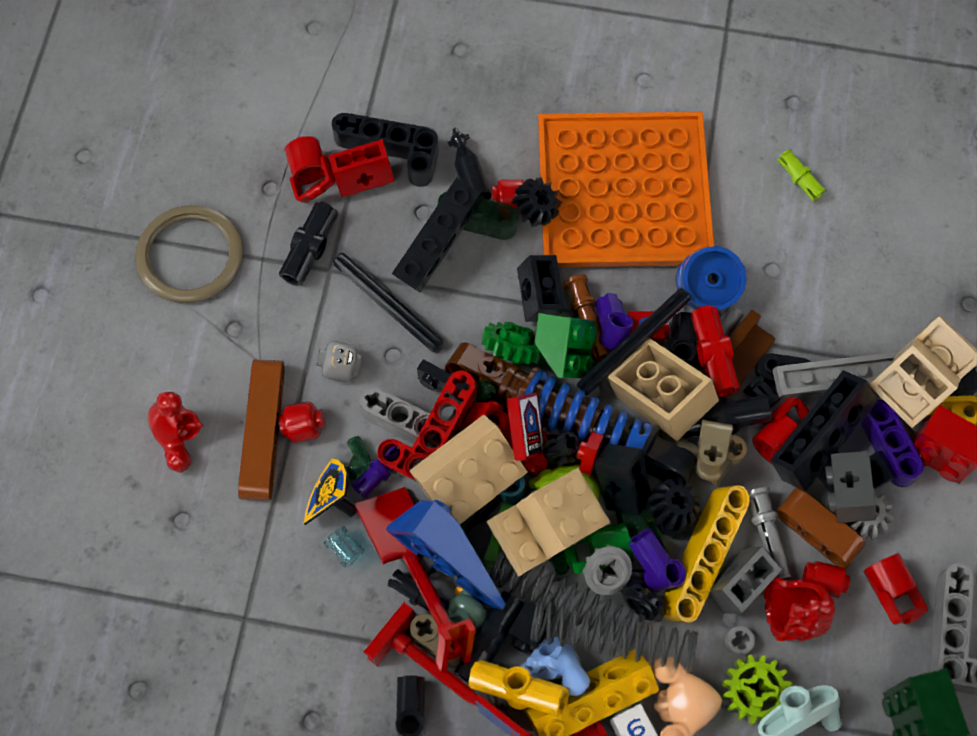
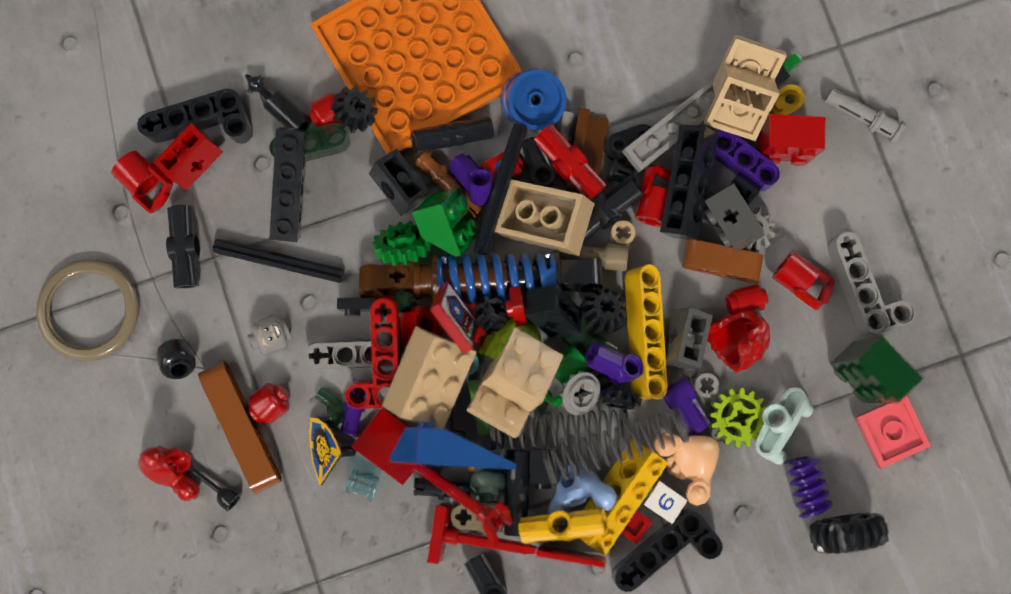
camera: 30 degrees left, 15 degrees up
(209, 487) = (226, 497): none -> black hinge
(242, 335) = (176, 359): none -> black head
(615, 272) = (452, 134): none -> black axle
(708, 653) = (682, 396): none -> dark purple piece
(713, 449) = (610, 243): dark tan piece -> none
(765, 520) = (677, 278): light grey pin -> none

